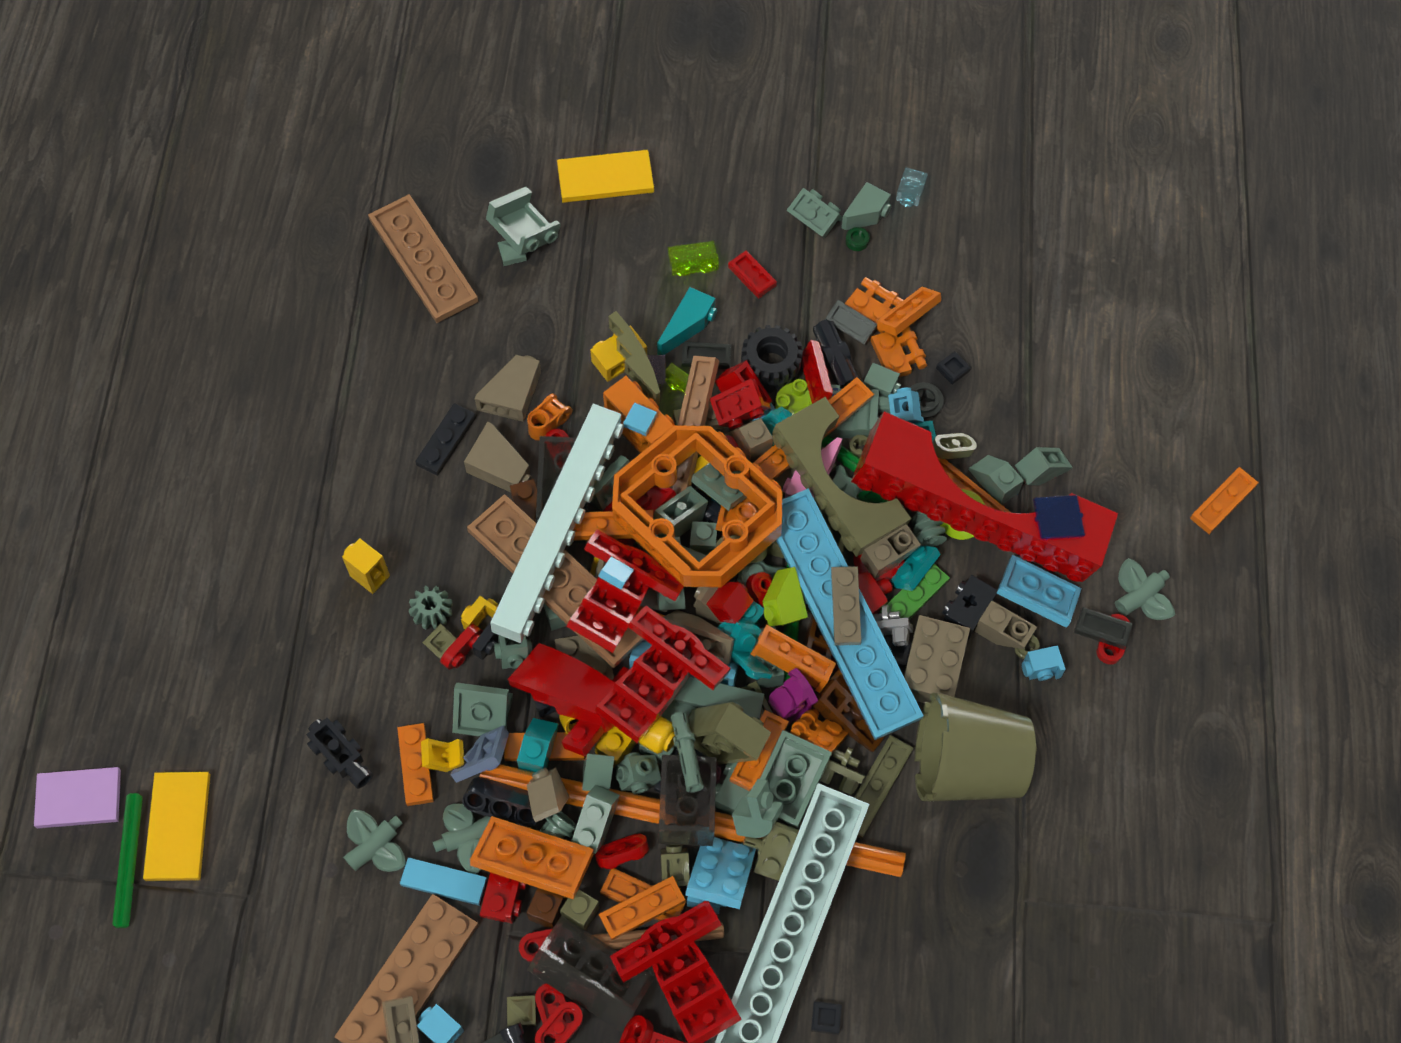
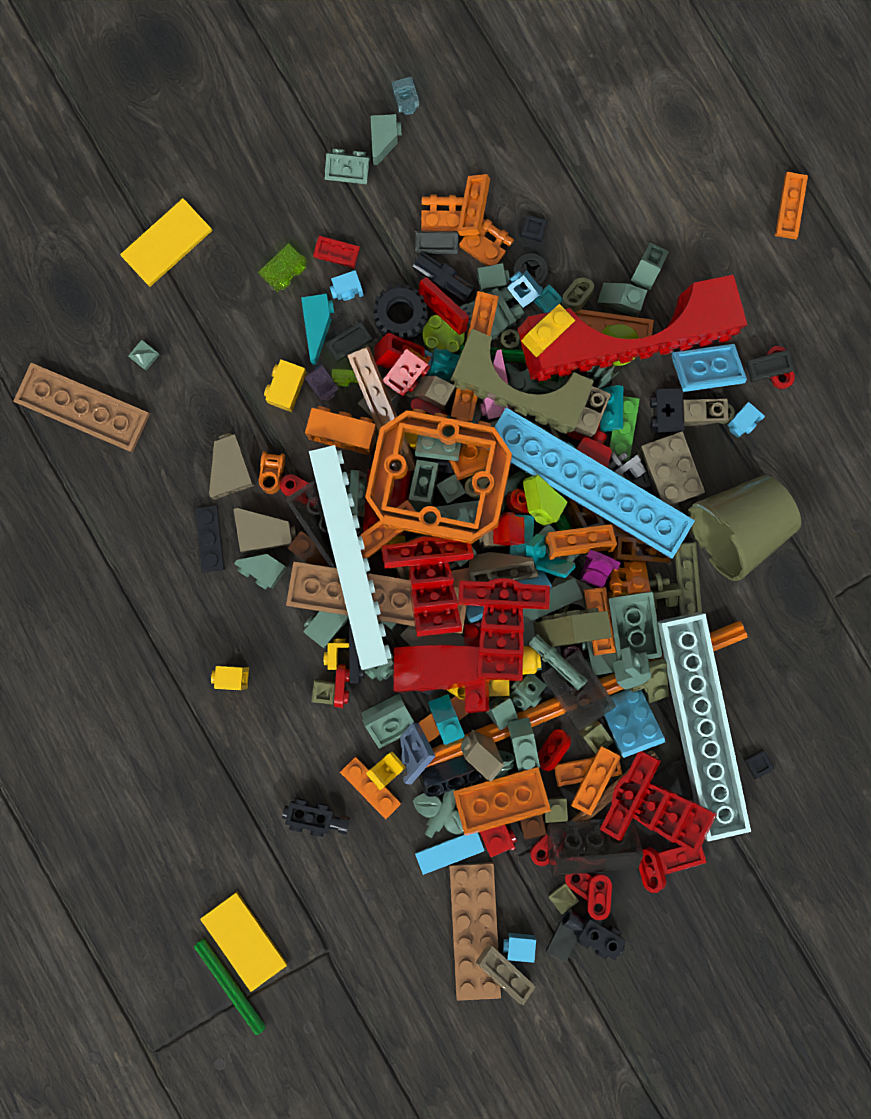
camera: 30 degrees left, 20 degrees up
(77, 797) = (161, 971): lavender tile -> none
(373, 842) = (385, 860): sand green plant -> none
(425, 600) = (300, 666): sand green gear -> none
(473, 493) = (263, 568): none -> sand green slope
(488, 580) = (324, 627): none -> sand green brick
(520, 222) = (135, 328): sand green panel -> none
(615, 573) = (421, 571): medium azure tile -> none
(636, 363) = (311, 389): olive slope -> none
(640, 419) = (348, 436): medium azure tile -> none
(739, 306) = (346, 286): none -> medium azure brick
(845, 606) = (591, 478): dark tan plate -> none
(857, 239) = (392, 167): dark green tile -> none
(892, 430) = (547, 330): none -> yellow brick
(1058, 517) = (697, 309): clear blue piece -> none
(1143, 592) = (779, 317): sand green plant -> none

